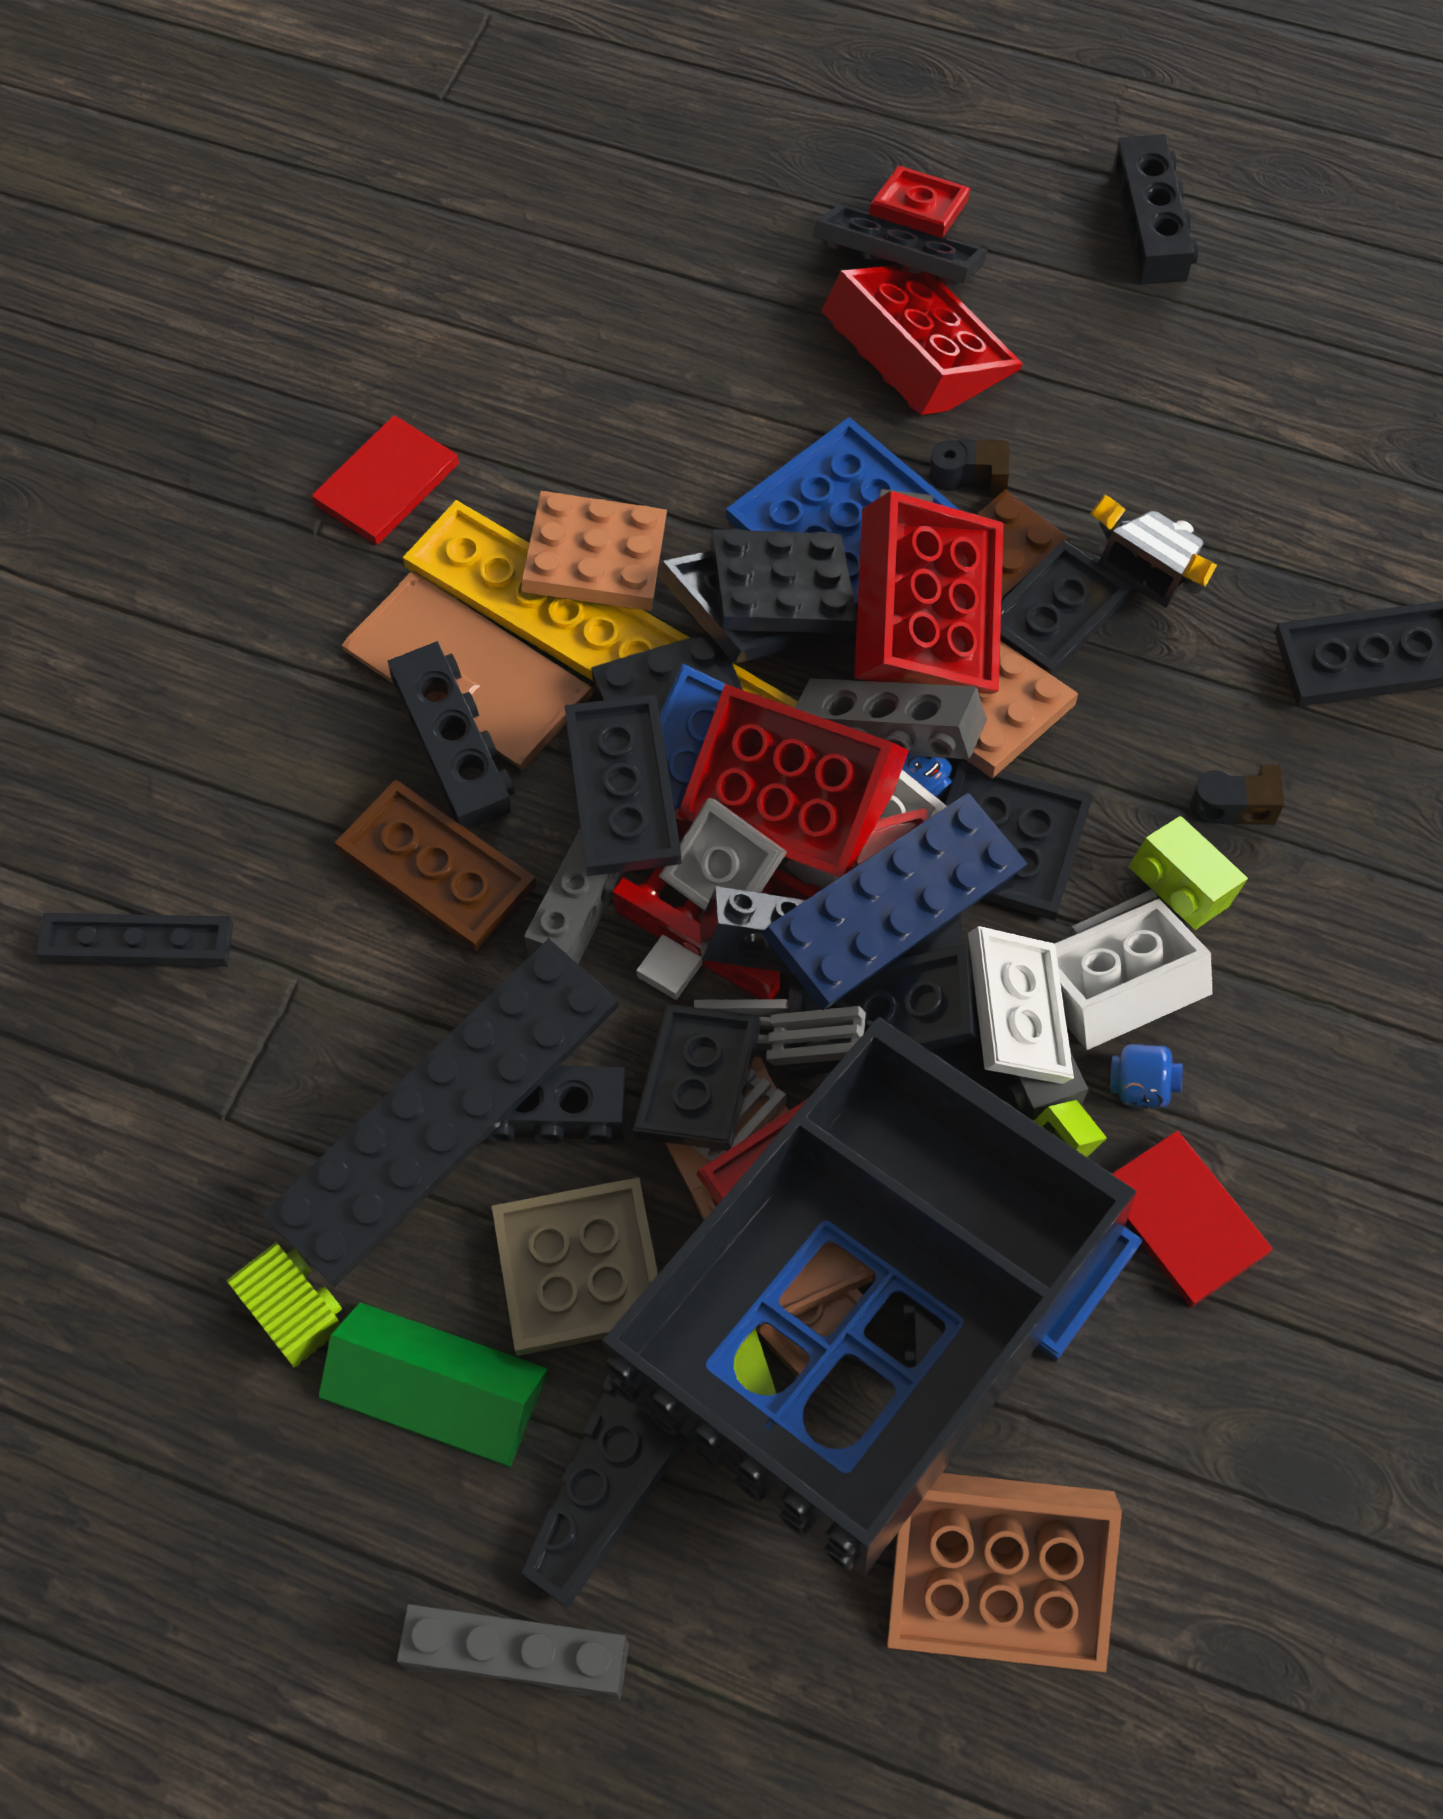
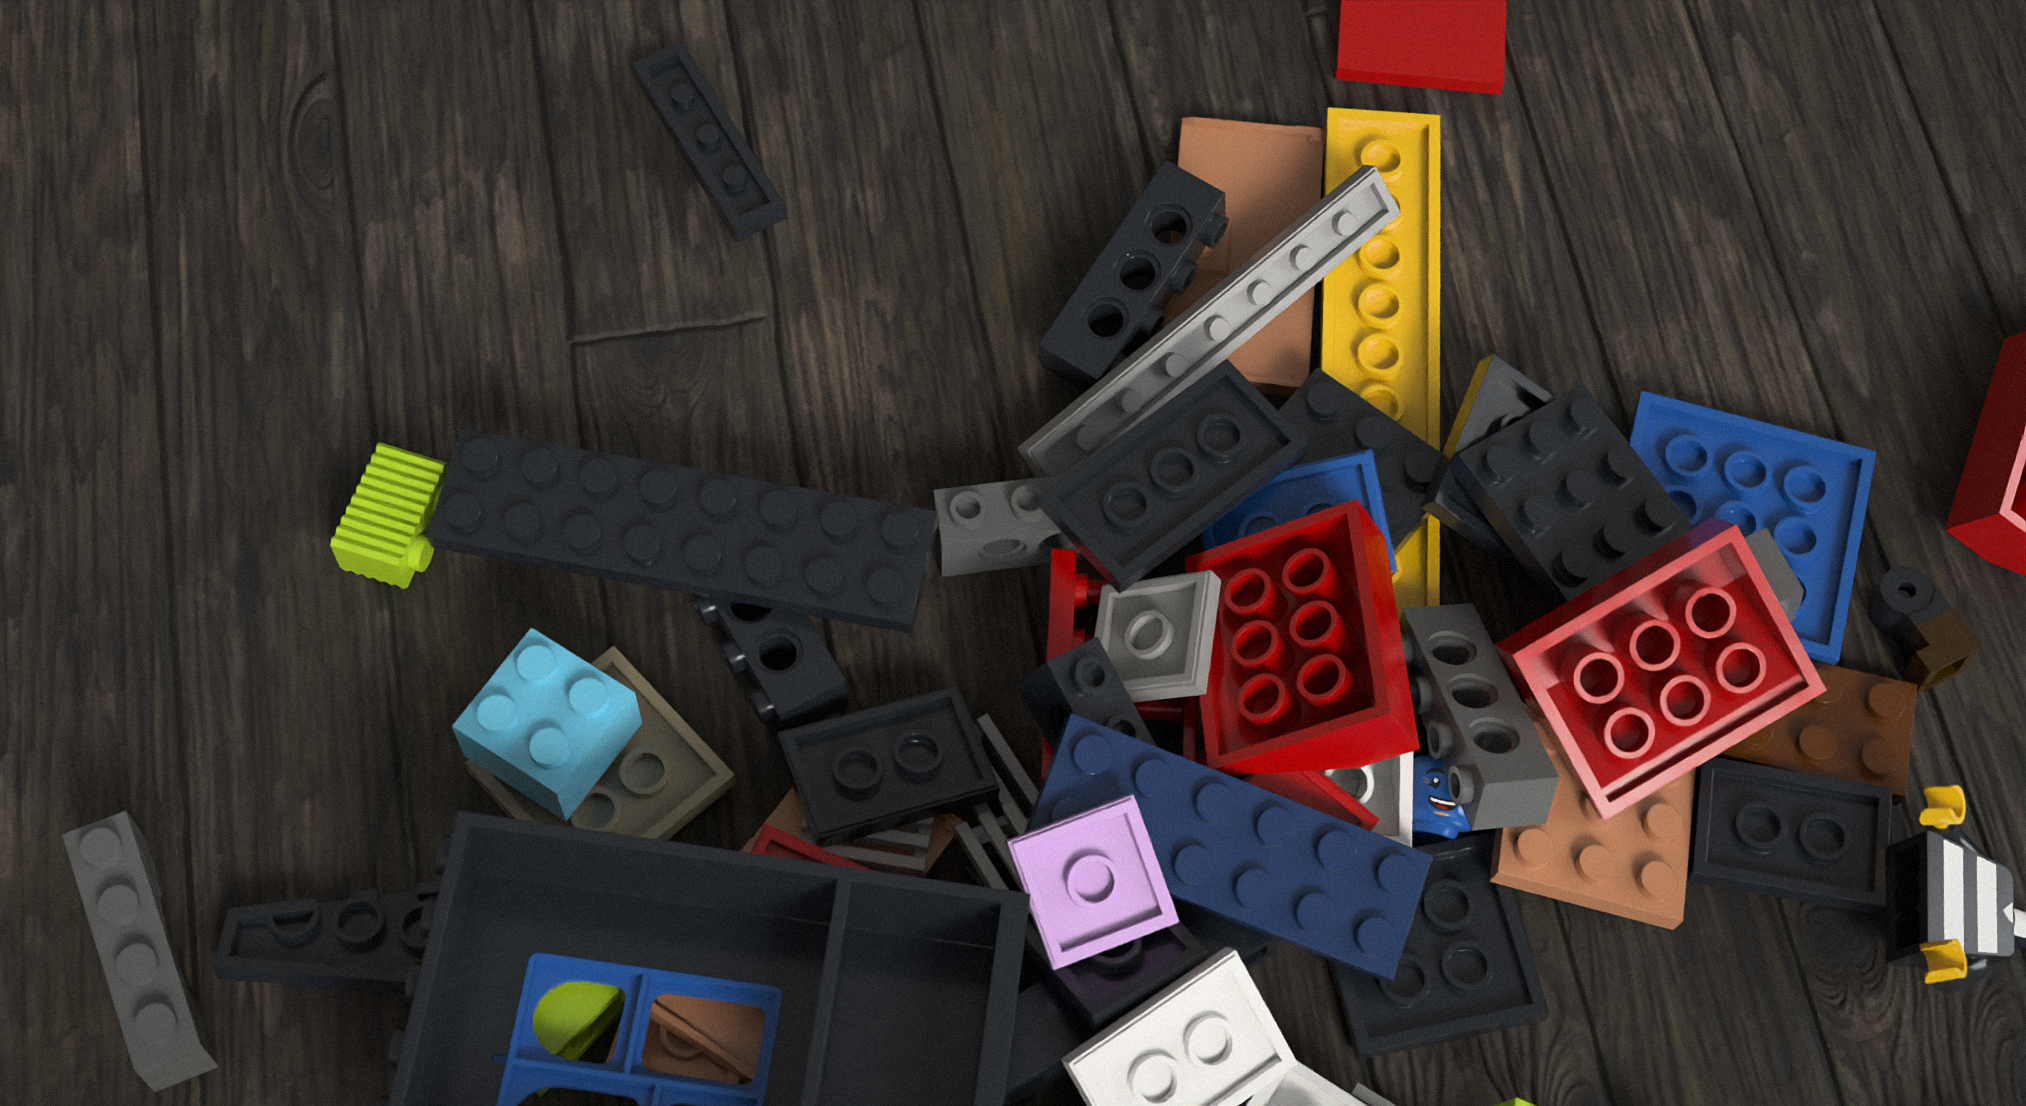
camera: 55 degrees right, 0 degrees up
(431, 1383) = (393, 705): green slope -> none
(436, 864) = (978, 363): reddish brown plate -> none
(519, 714) = (1215, 324): none -> light grey tile
(534, 1272) = (548, 724): none -> medium azure brick
(594, 550) = (1479, 287): nougat plate -> none
(669, 967) = (1008, 661): white tile -> none
(882, 978) = (1092, 881): none -> lavender tile

